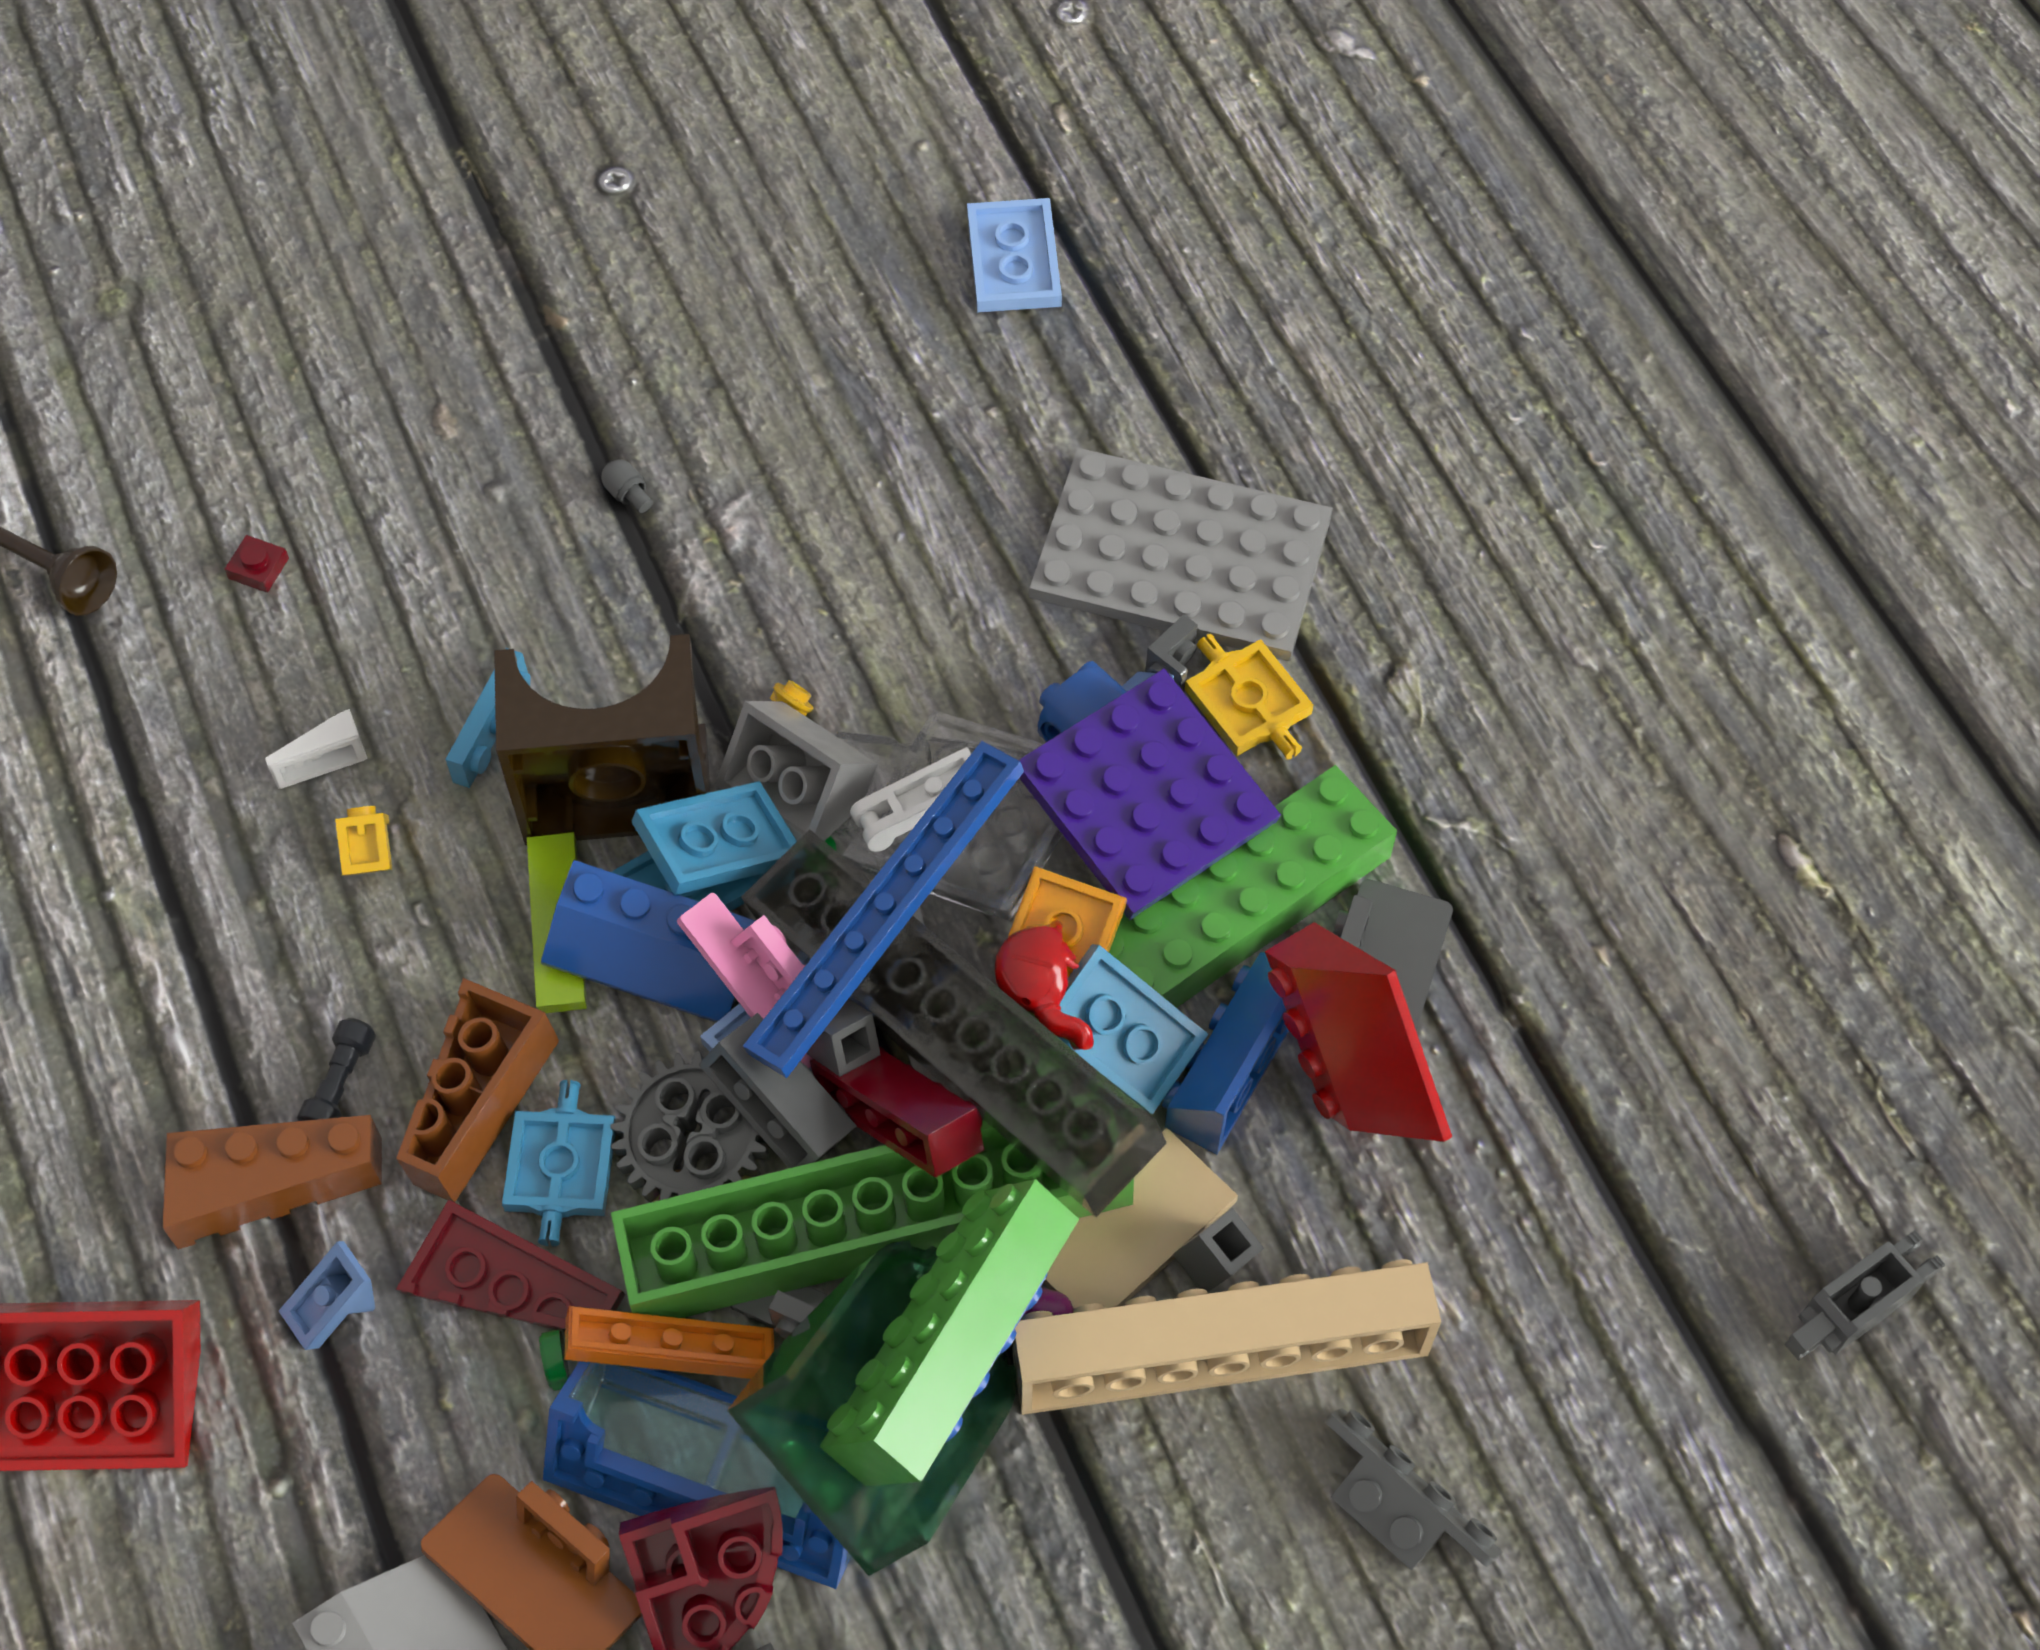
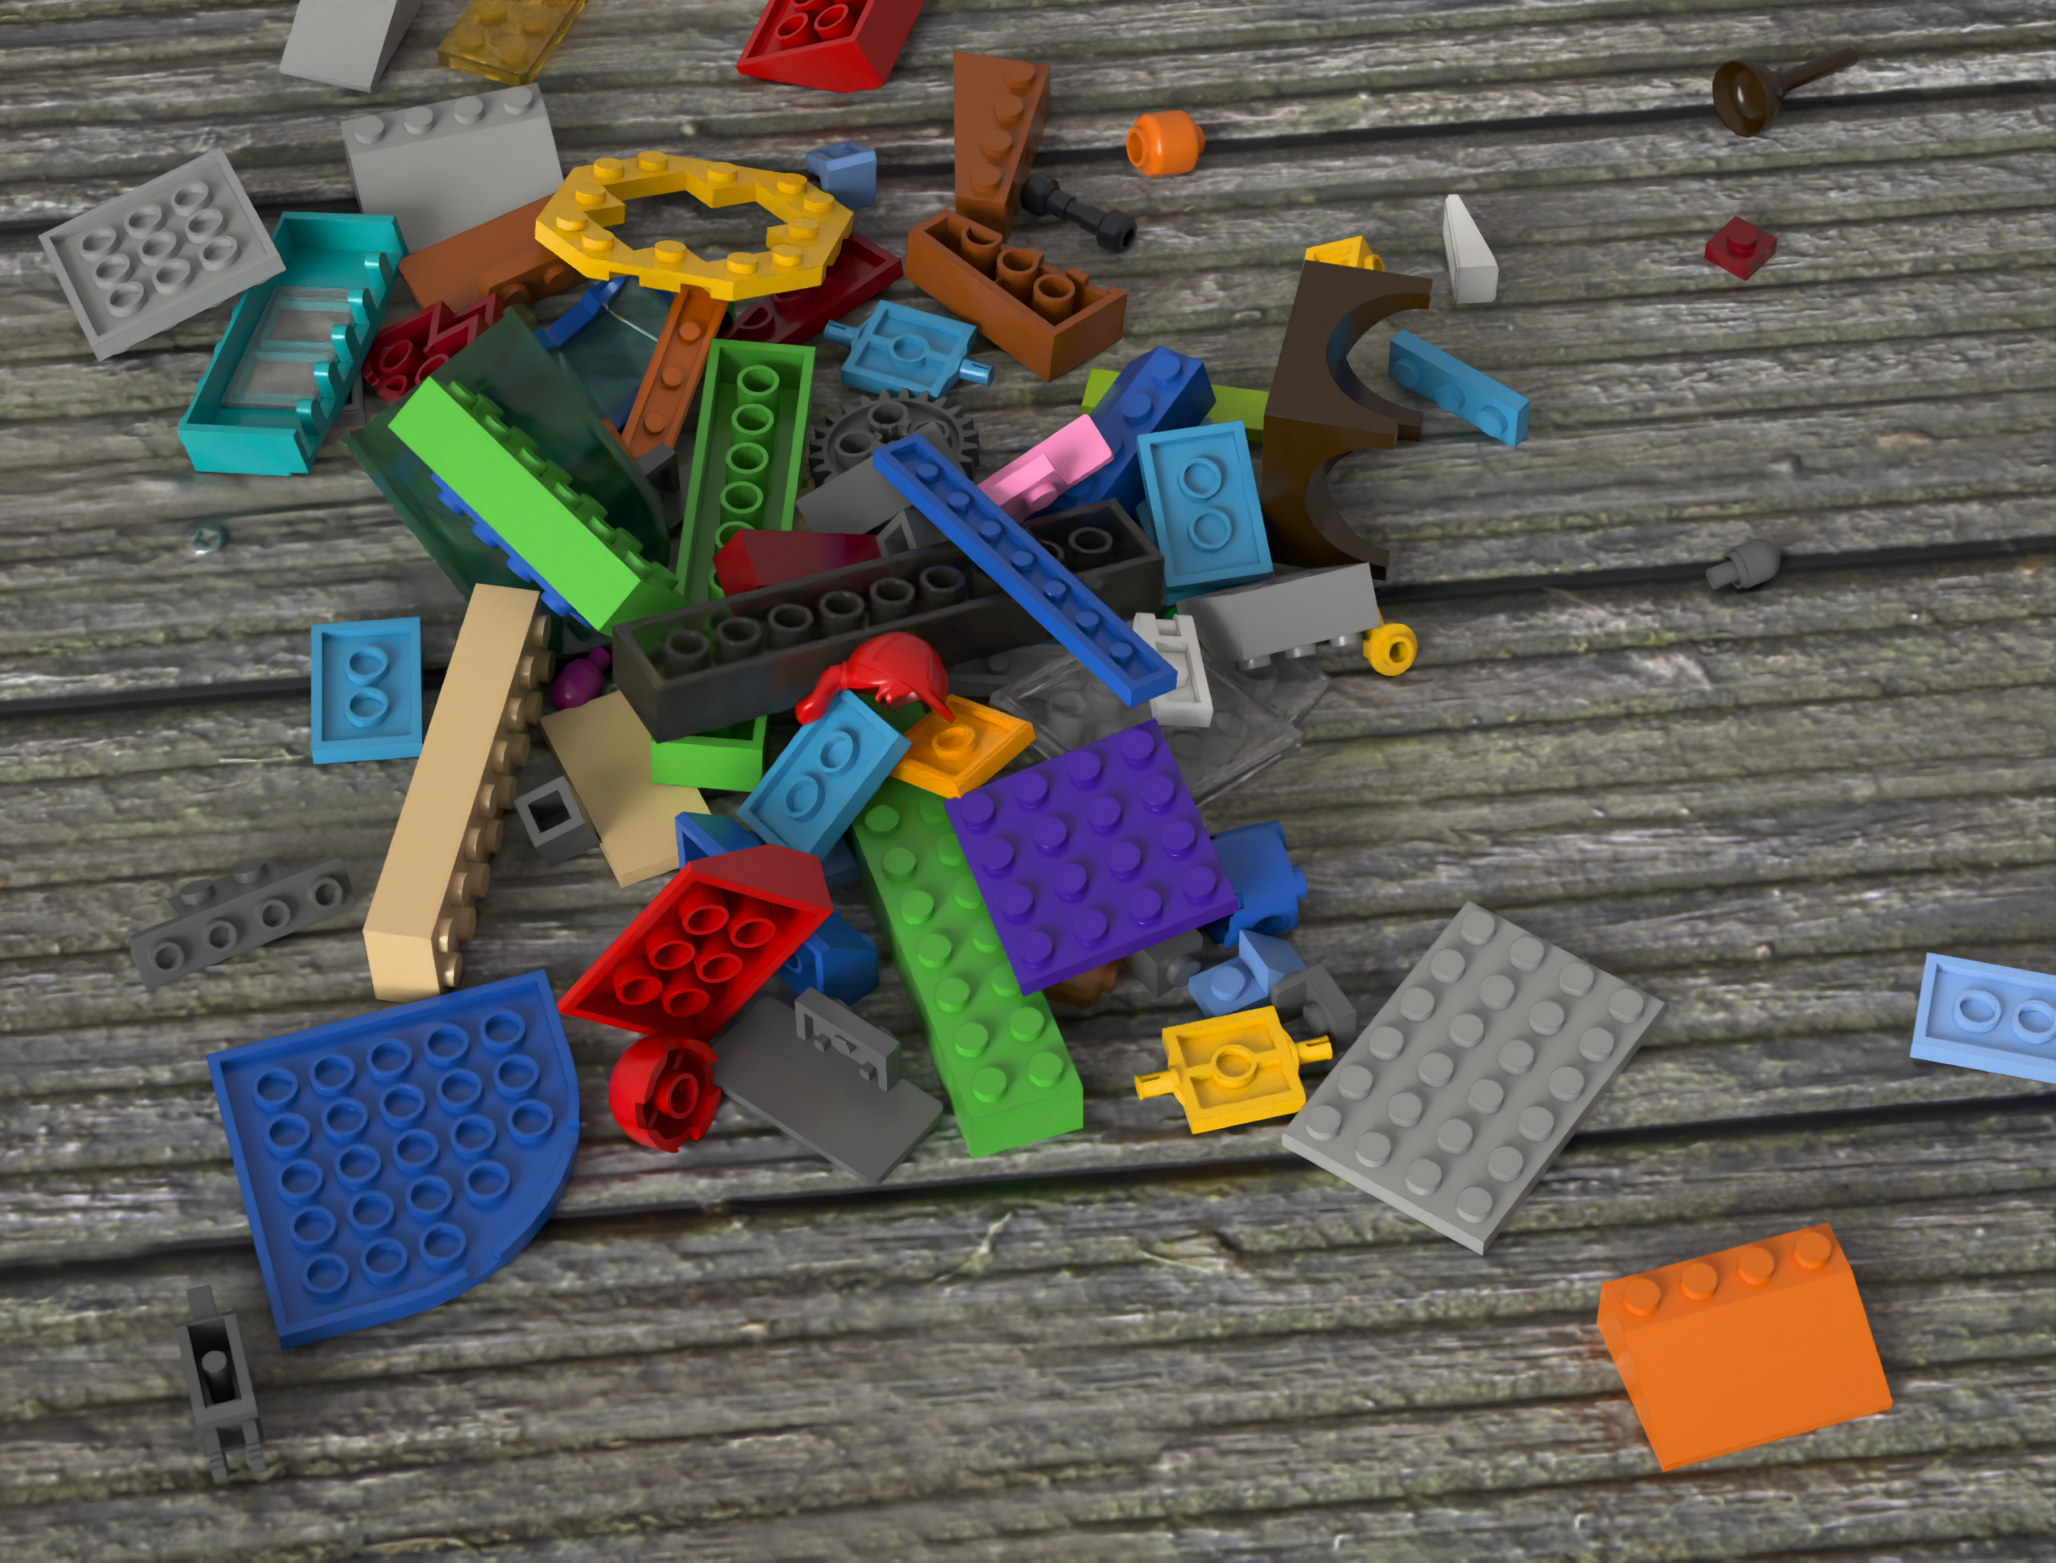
camera: 110 degrees right, 10 degrees down
(230, 1025) = (1165, 143): none -> orange head
(374, 1405) = (593, 198): none -> yellow plate
(1115, 1490) = (367, 690): none -> dark azure plate
(1347, 348) = (1743, 1346): none -> orange slope
(1462, 1075) = (664, 1090): none -> red cylinder
(1578, 1264) = (400, 1151): none -> blue plate

